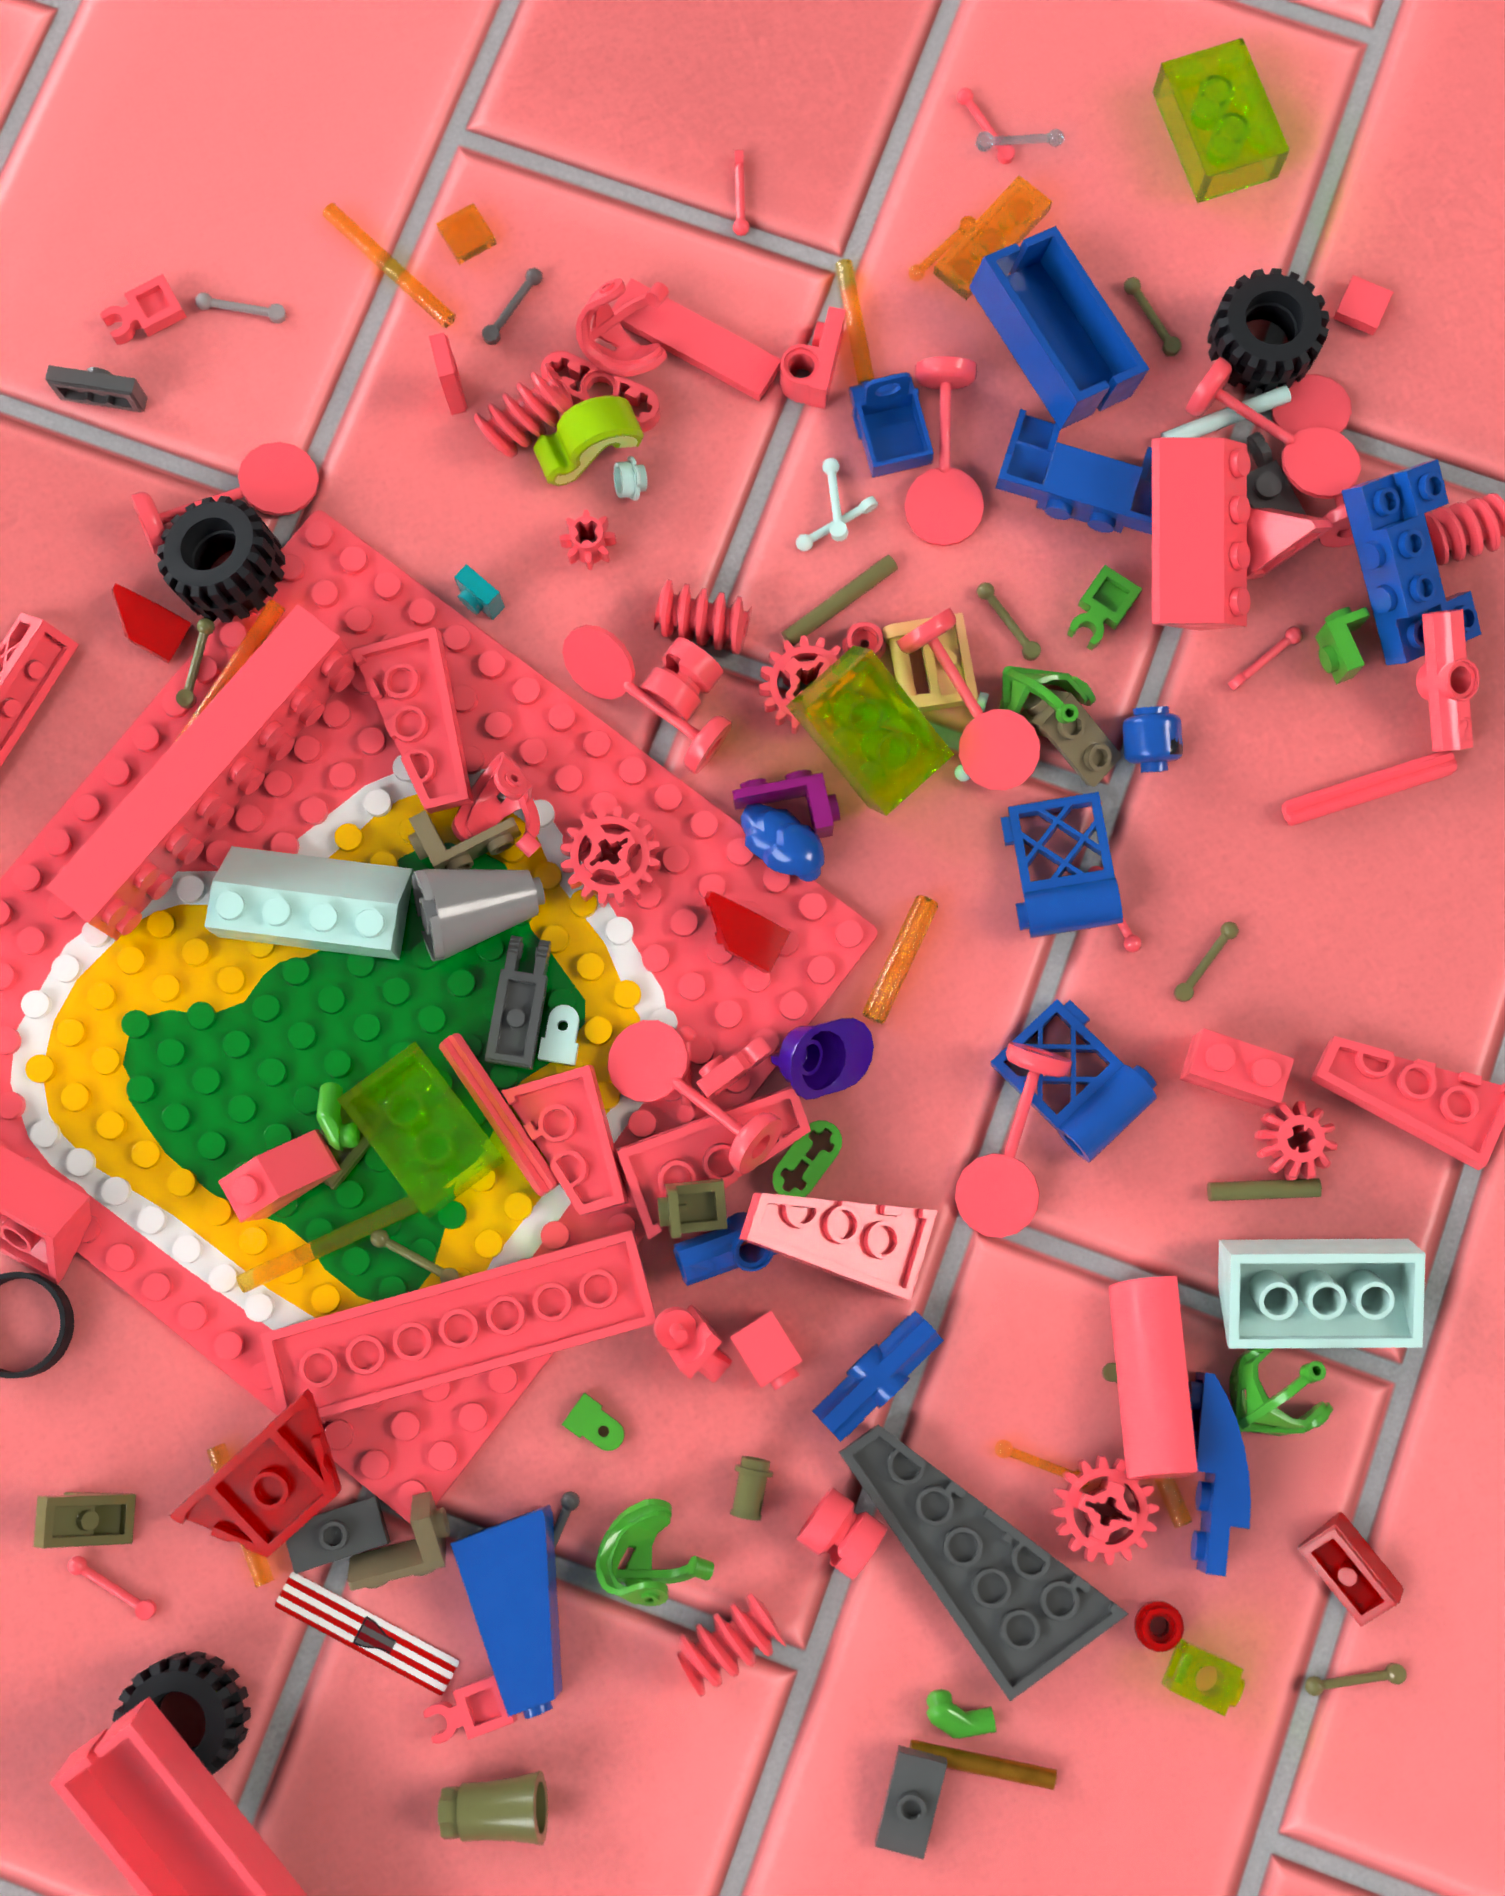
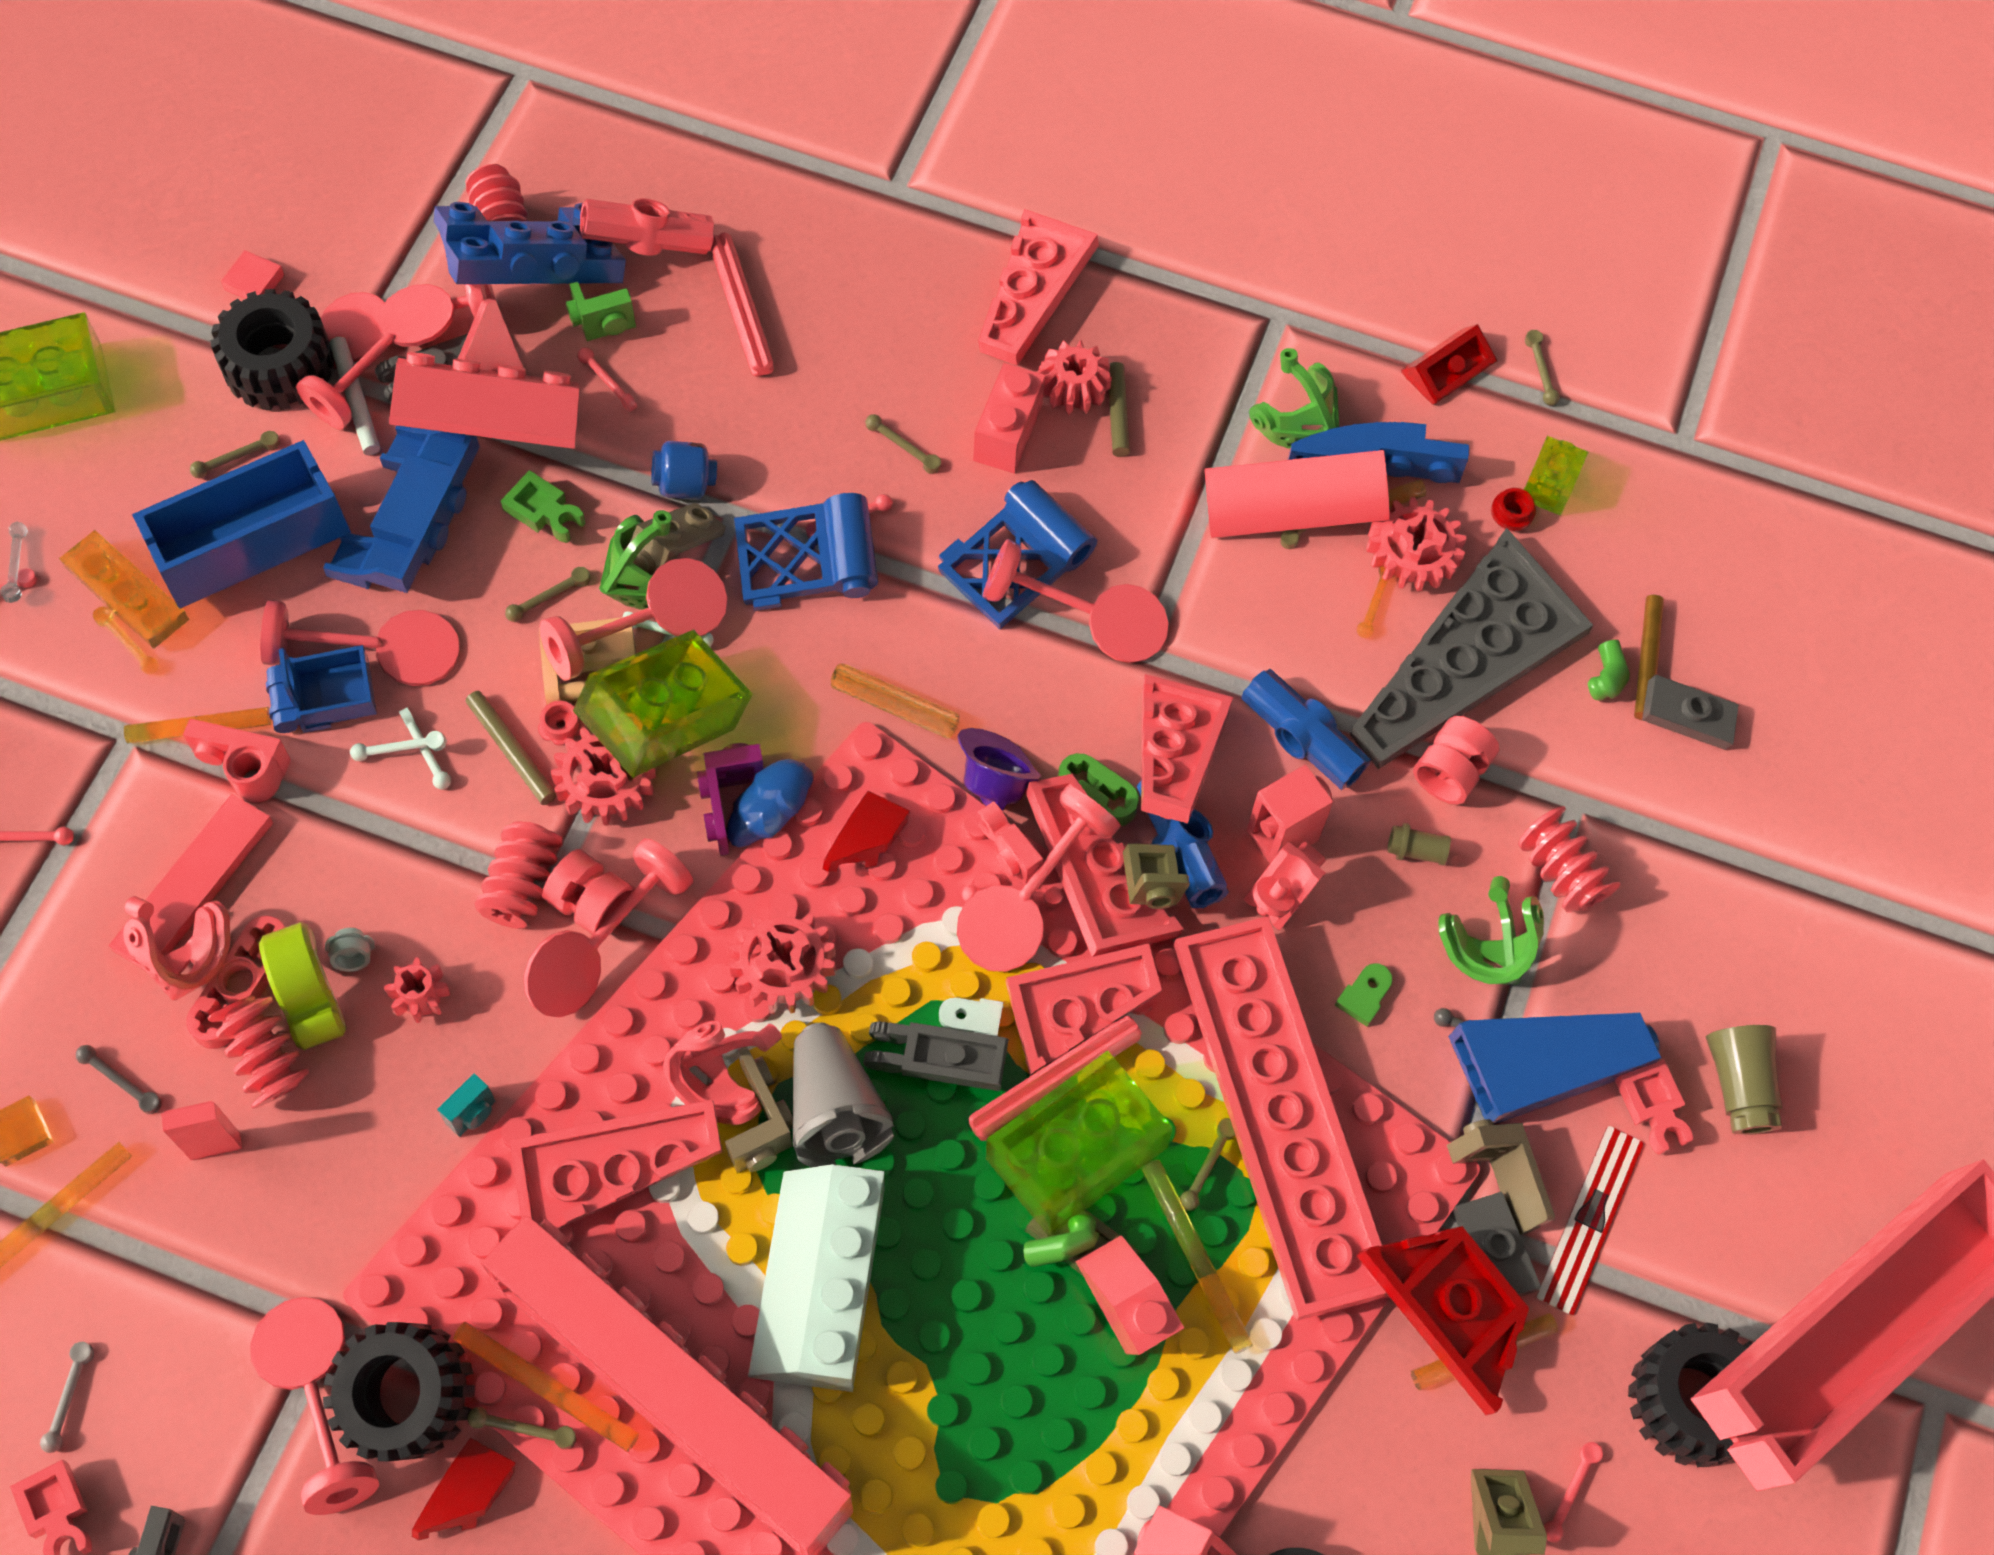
camera: 95 degrees left, 15 degrees down
(1322, 1293) = (1213, 362): light aqua slope -> none

